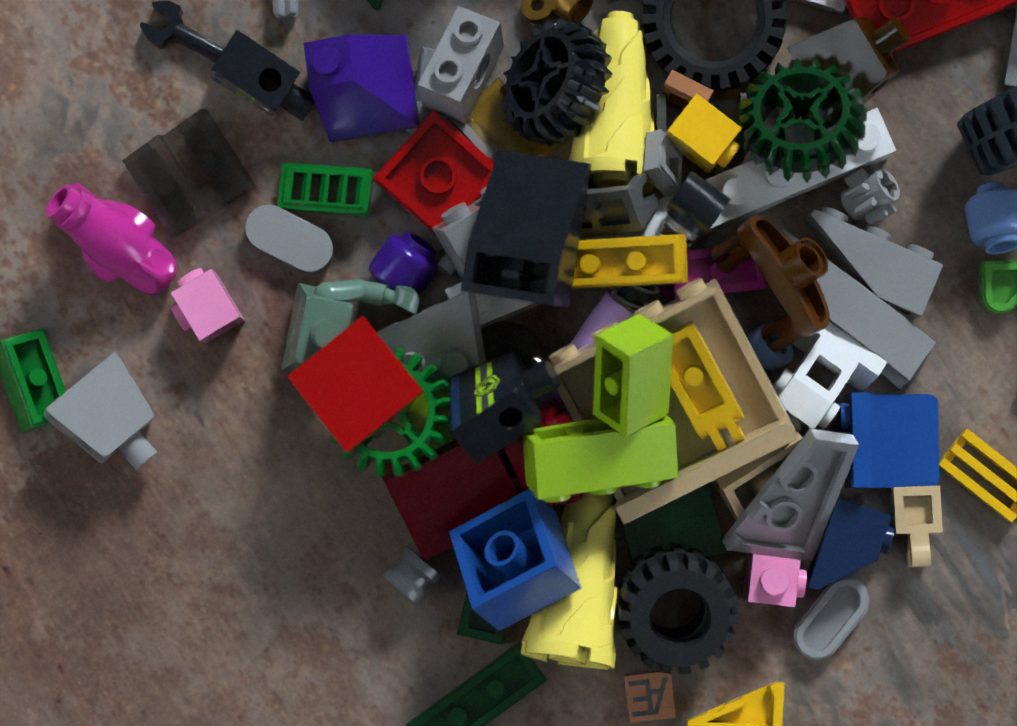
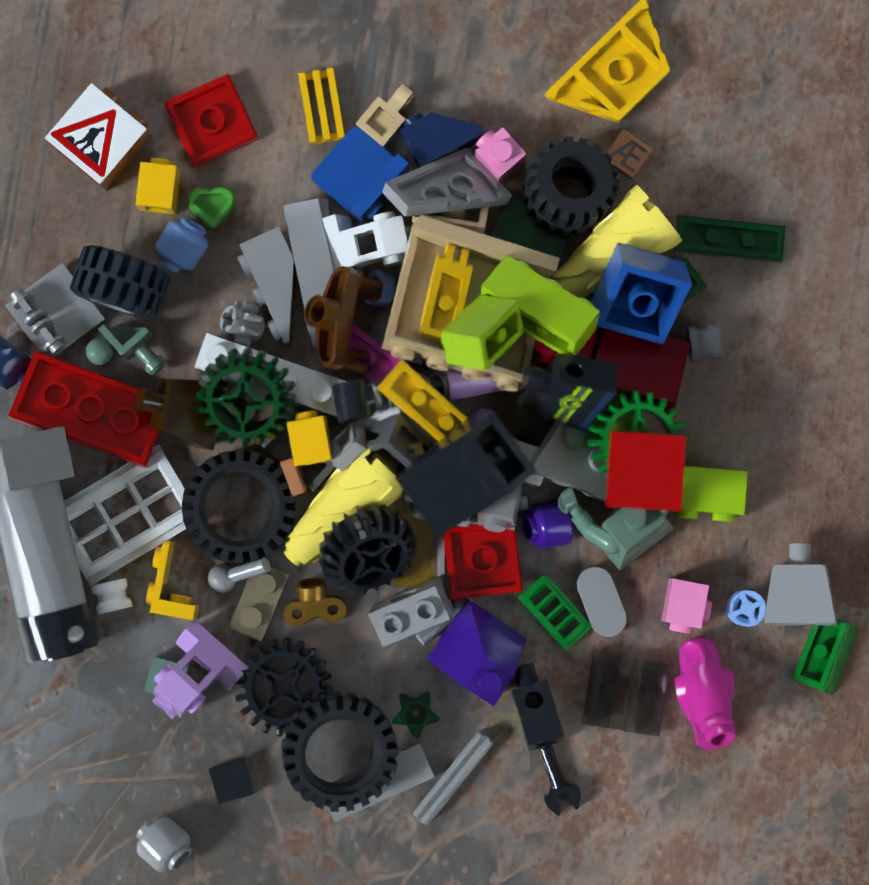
camera: 135 degrees left, 0 degrees up
(137, 350) = (752, 606): none -> light blue wheel
(276, 434) = (714, 493): none -> lime brick
(830, 618) = (485, 105): light grey tile -> none
(963, 76) = (127, 342): none -> sand green piece

